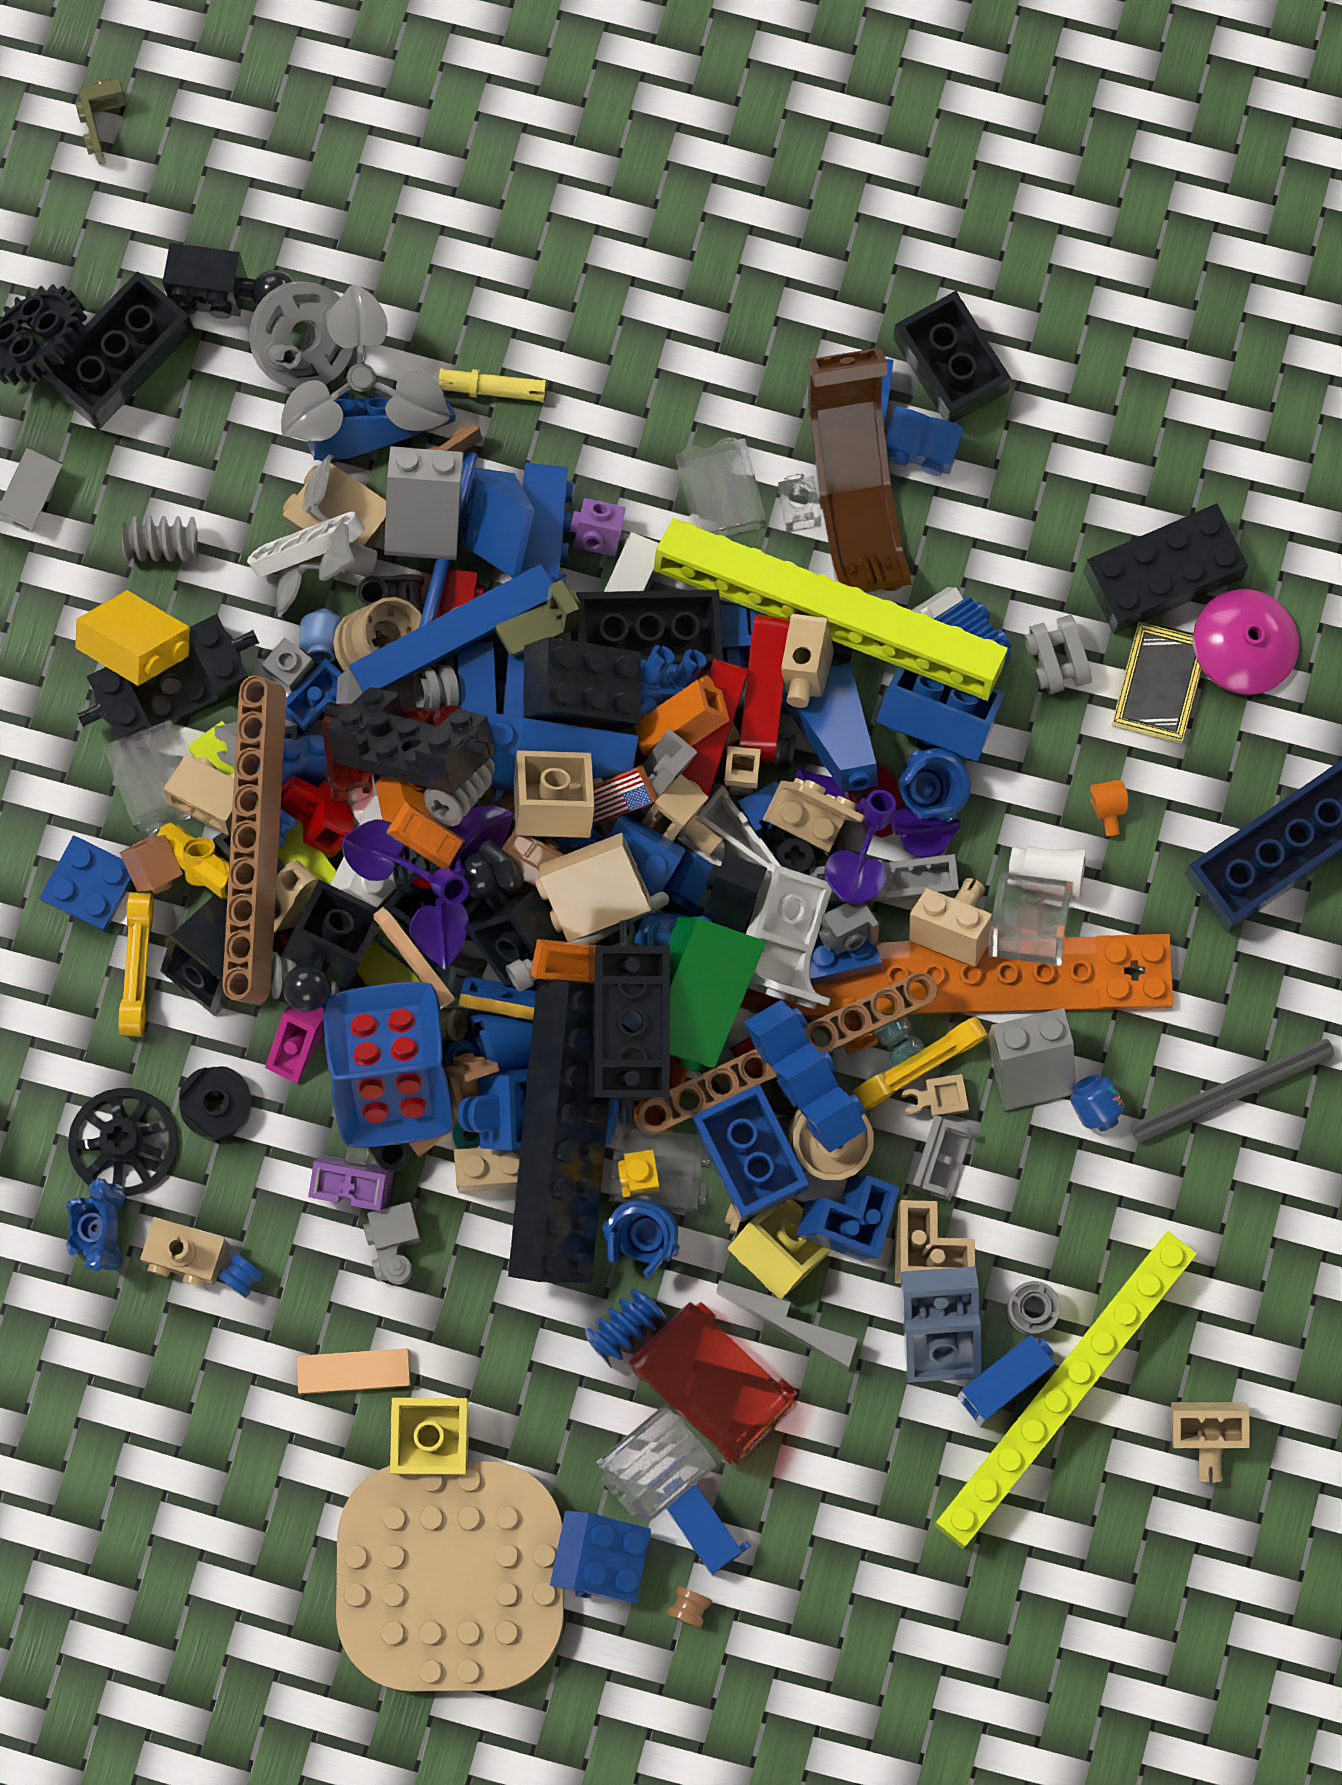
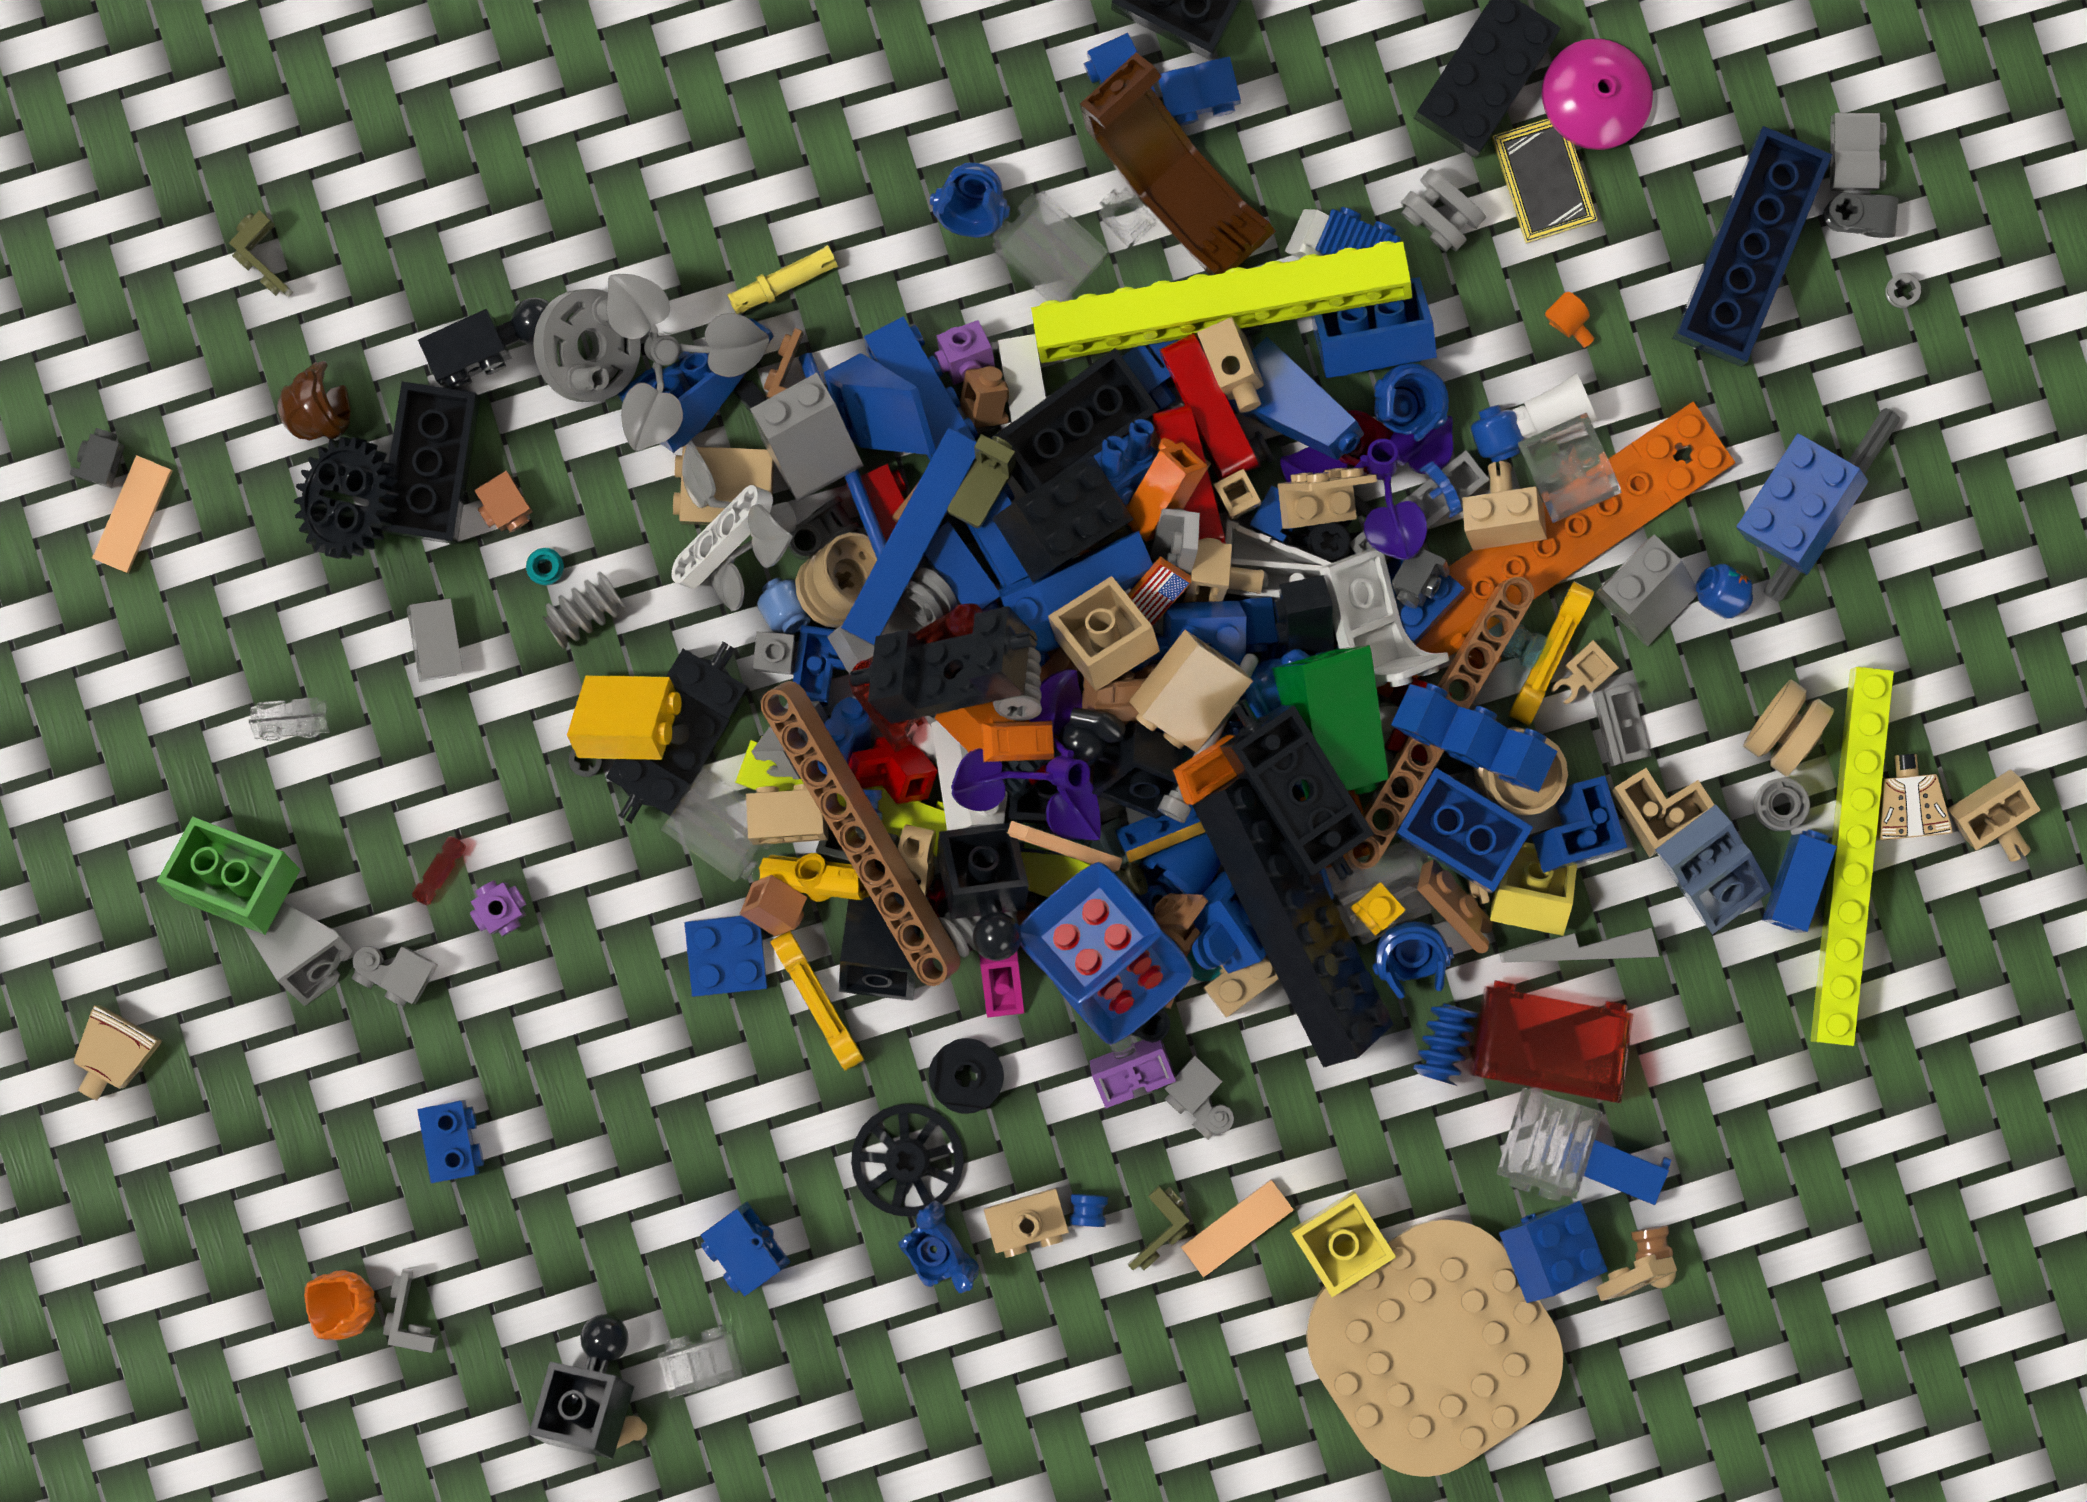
camera: 35 degrees left, 10 degrees up
(49, 252) = (309, 410): none -> reddish brown helmet
(73, 661) = (576, 767): none -> dark grey bush
(154, 479) = (534, 560): none -> teal plate
(155, 419) = (503, 503): none -> nougat brick
(309, 1314) = (1169, 1205): none -> olive bracket
(591, 567) = (984, 397): none -> medium nougat brick
(659, 1625) = (1647, 1271): none -> tan plate
(680, 412) = (971, 201): none -> blue helmet
(705, 1216) = (1455, 905): none -> medium nougat hinge
(917, 871) = (1444, 486): none -> blue piece
(988, 857) = (1497, 433): none -> blue head
(1077, 1242) = (1793, 731): none -> tan wheel
(1143, 1377) = (1911, 803): none -> torso
(1207, 1070) = (1802, 504): none -> blue brick

